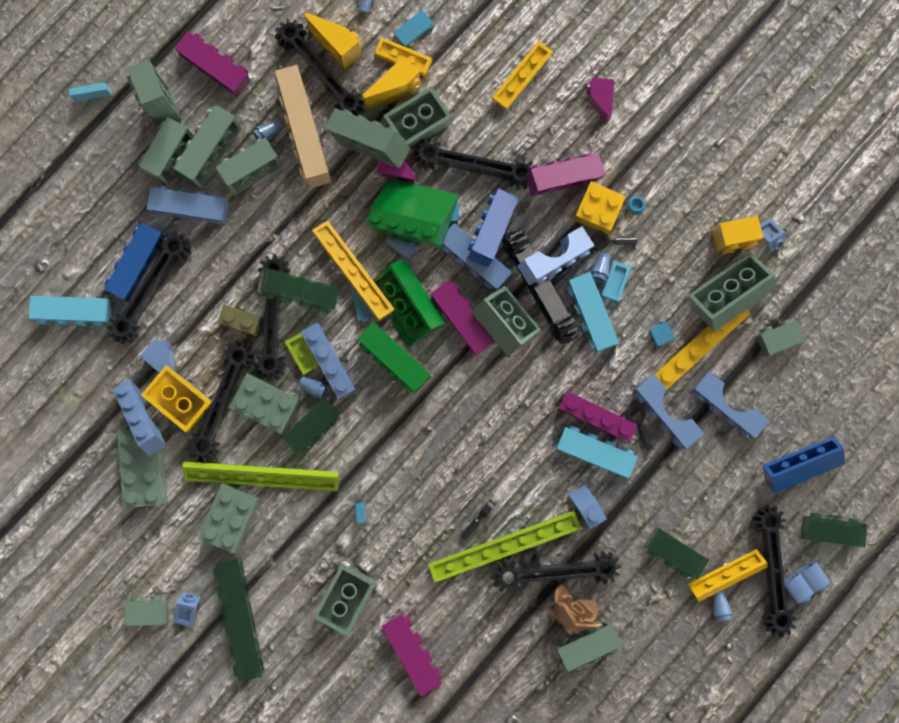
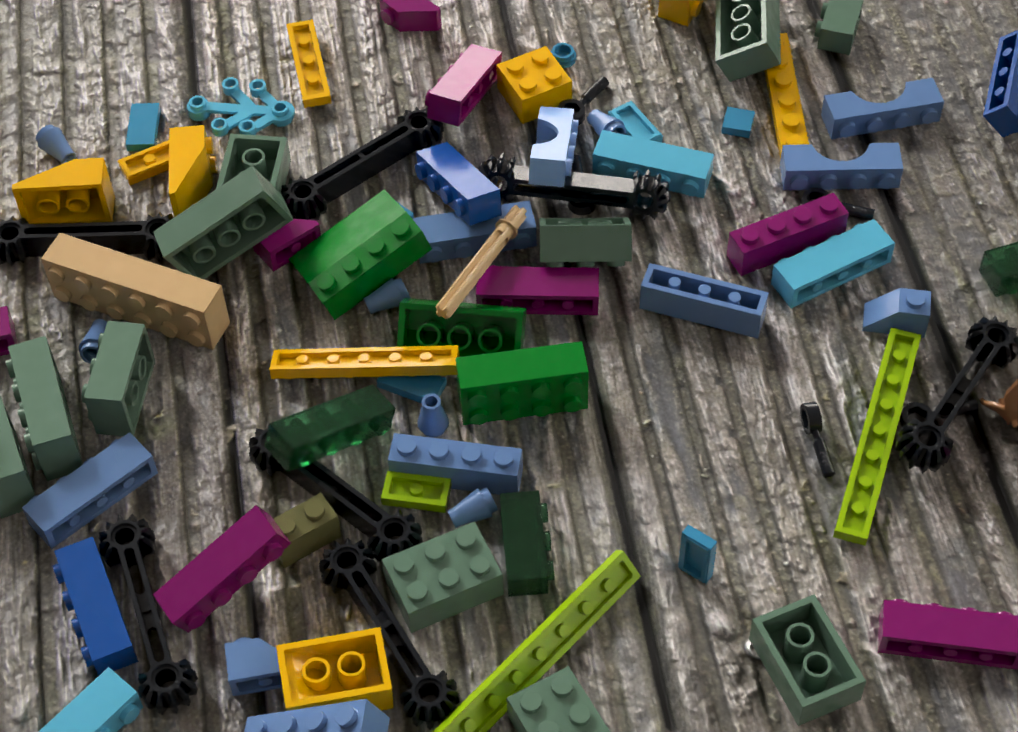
camera: 50 degrees left, 30 degrees down
(187, 306) = (222, 569): none -> magenta brick
(348, 333) = (432, 416): none -> medium blue cone
(446, 283) = (505, 230): none -> tan axle
(464, 71) = (275, 112): none -> medium azure plant
(516, 406) = (703, 300): none -> medium blue brick

